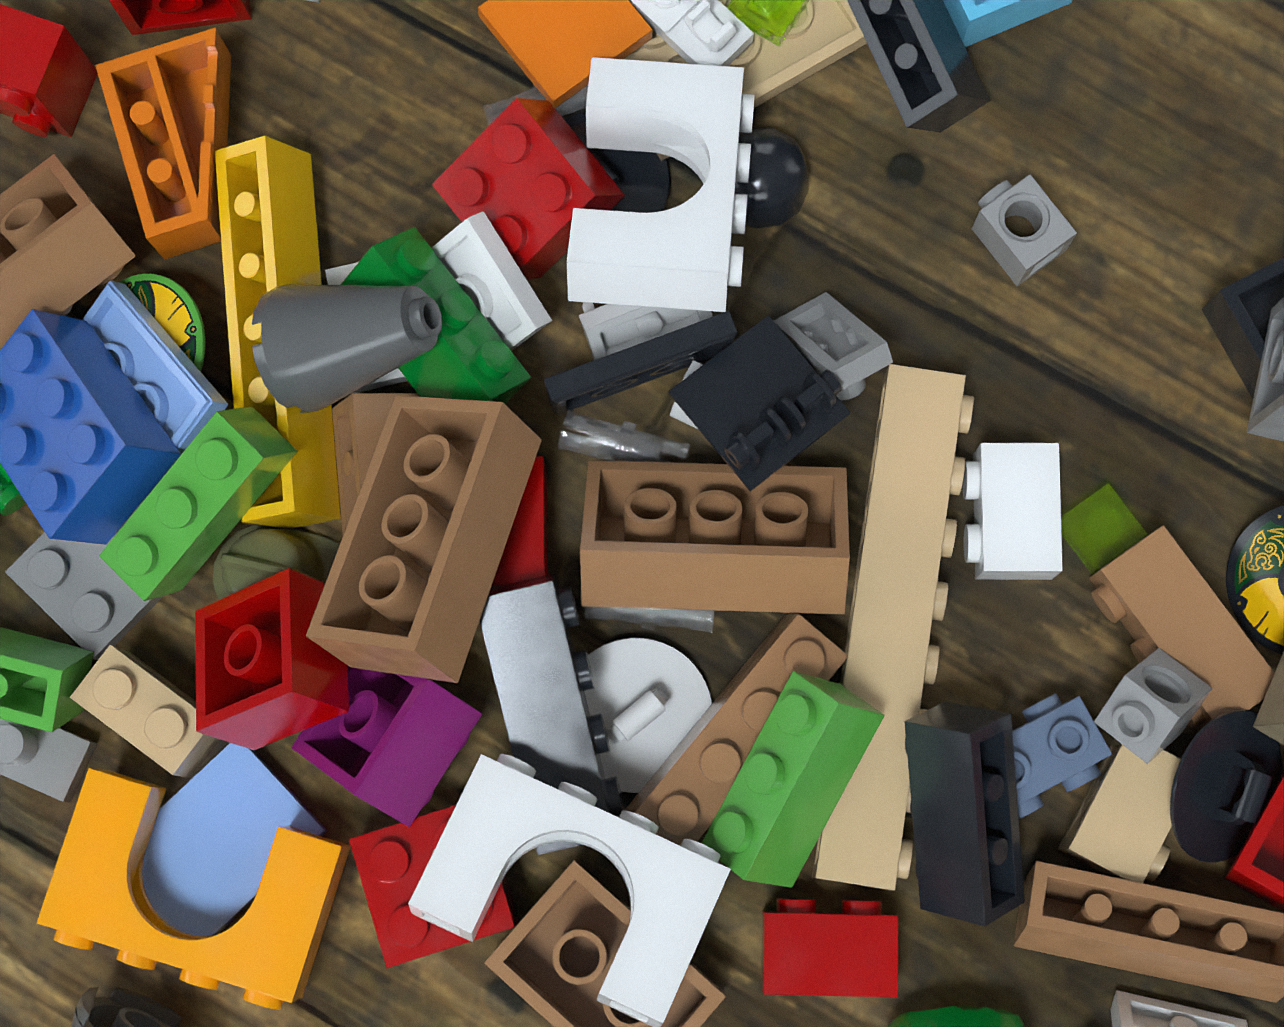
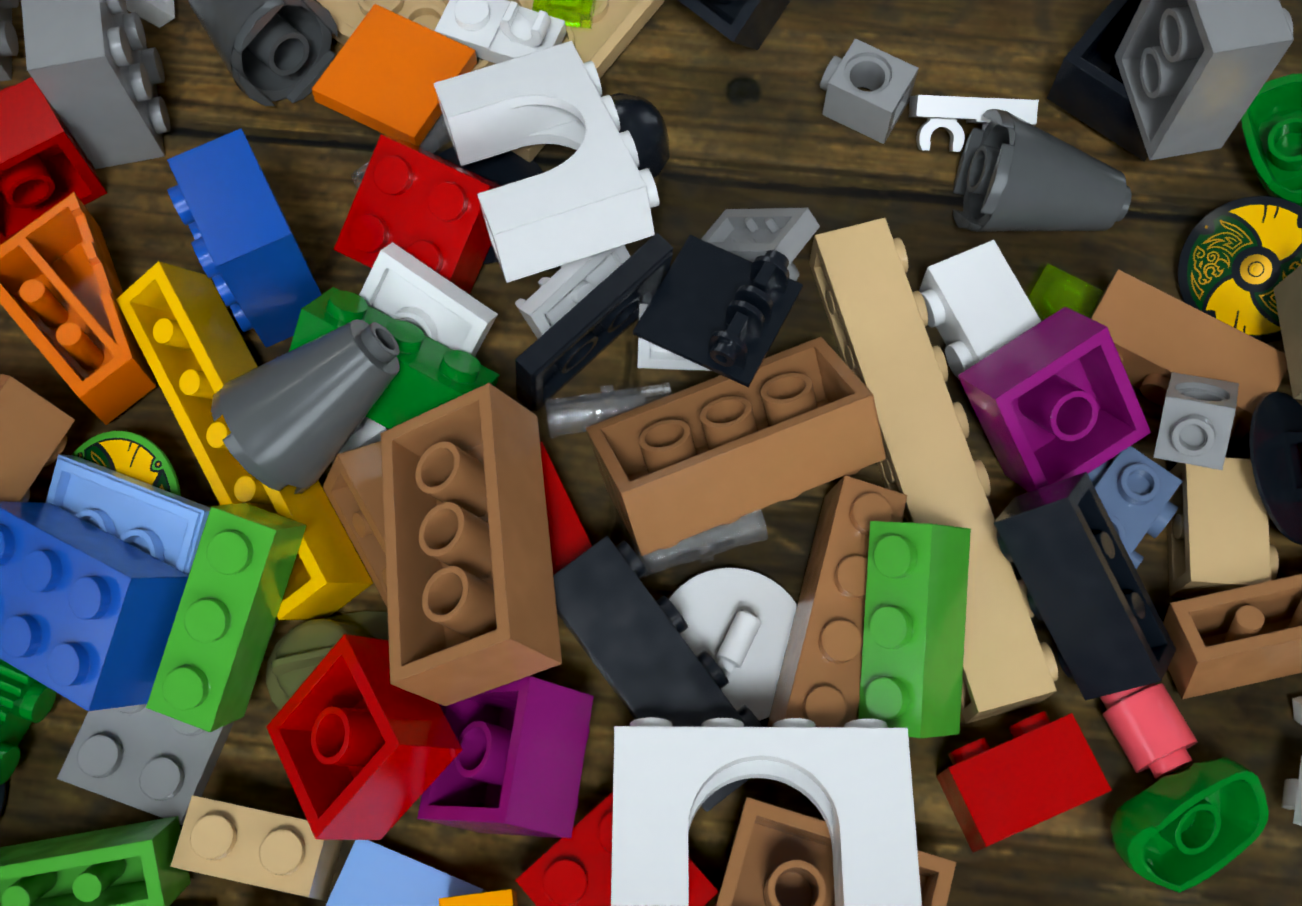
camera: 30 degrees left, 10 degrees down
(353, 147) = (242, 236): none -> blue brick
(968, 960) = (1149, 729): none -> coral brick
(1029, 629) = (1055, 401): none -> magenta brick
(1133, 400) = (1034, 182): none -> dark grey cone
(1136, 307) = (945, 110): none -> white plate

